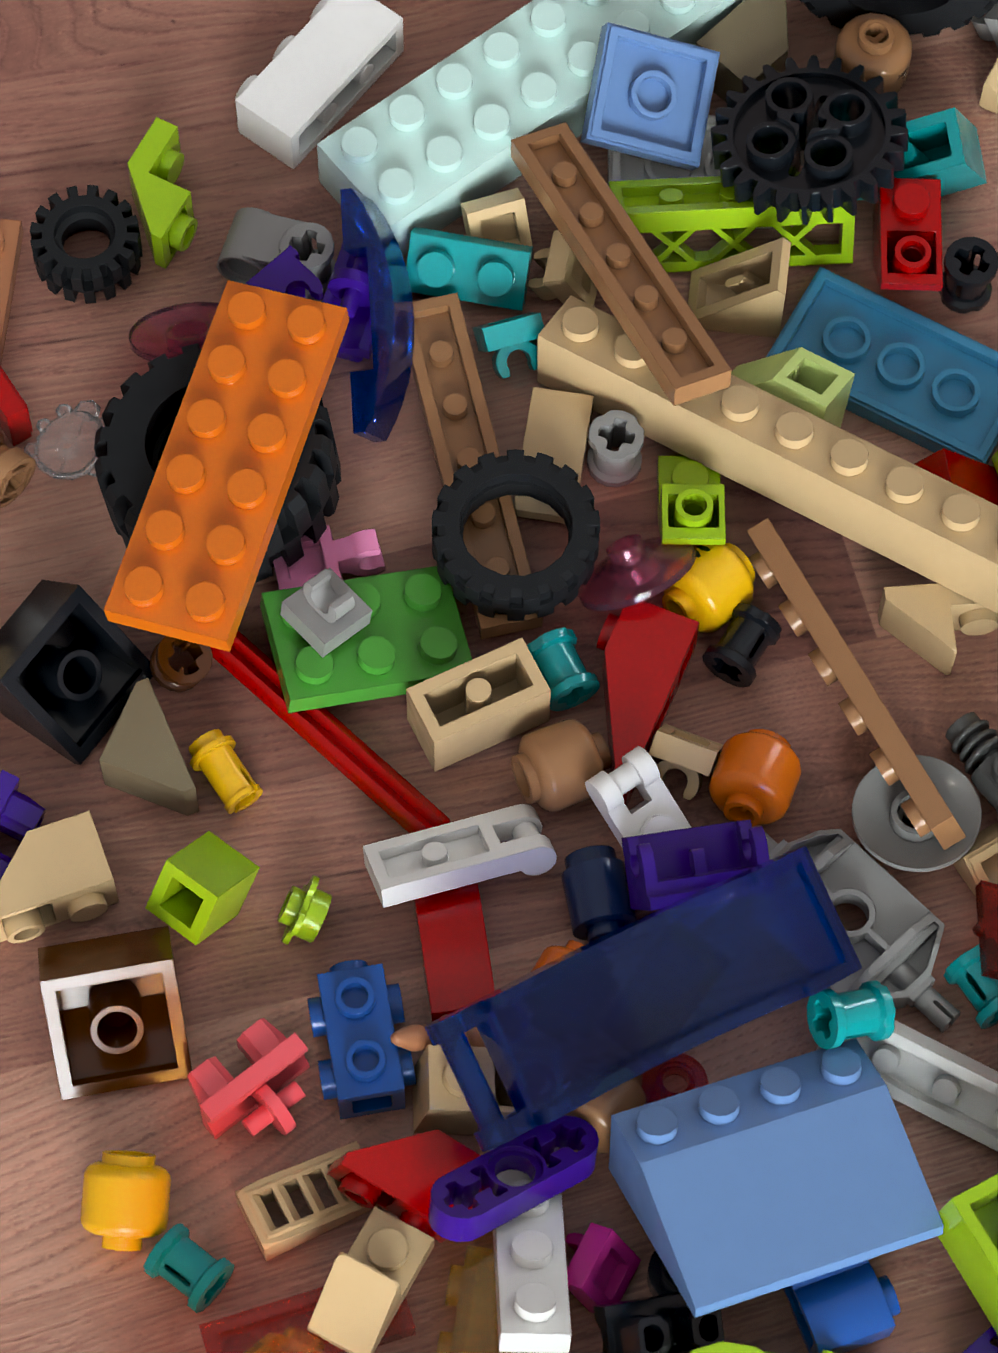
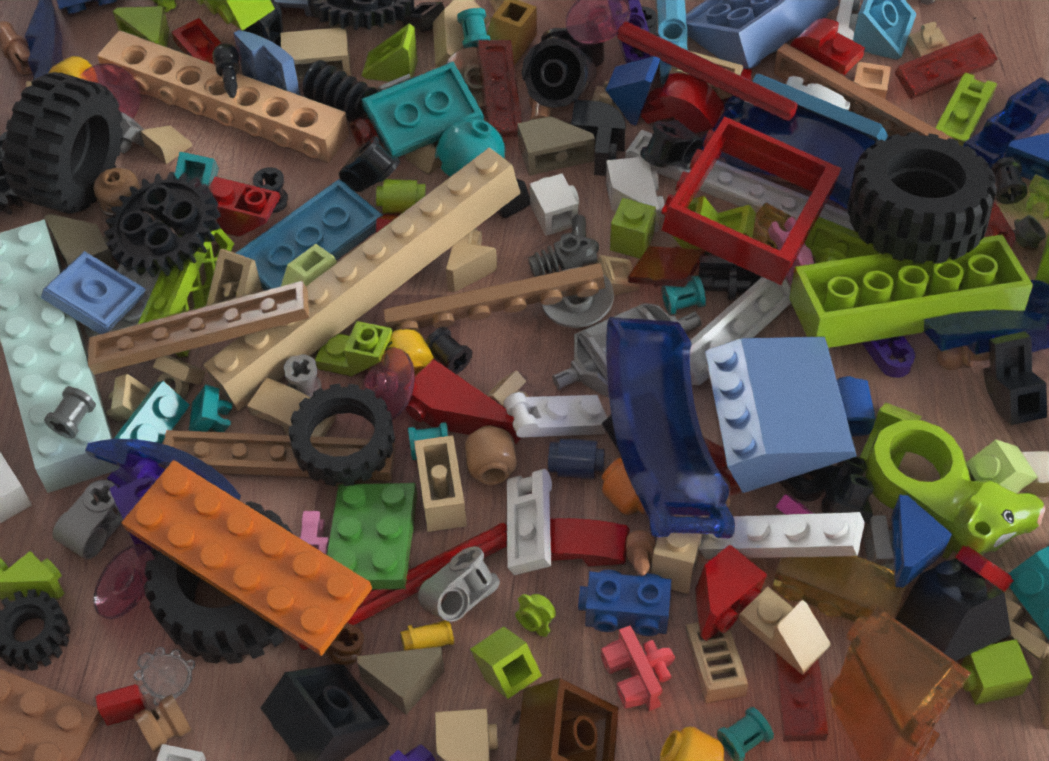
camera: 70 degrees left, 10 degrees down
(313, 789) = (464, 581): none -> light grey piece
(326, 612) = (354, 542): light grey tile -> none
(405, 146) = (70, 412): none -> dark grey bush
(503, 1202) = (761, 535): dark purple beam -> none
(687, 860) = (583, 395): dark purple hinge -> none
(755, 777) = (534, 360): orange head -> none
(851, 1014) = (701, 335): teal bush -> none

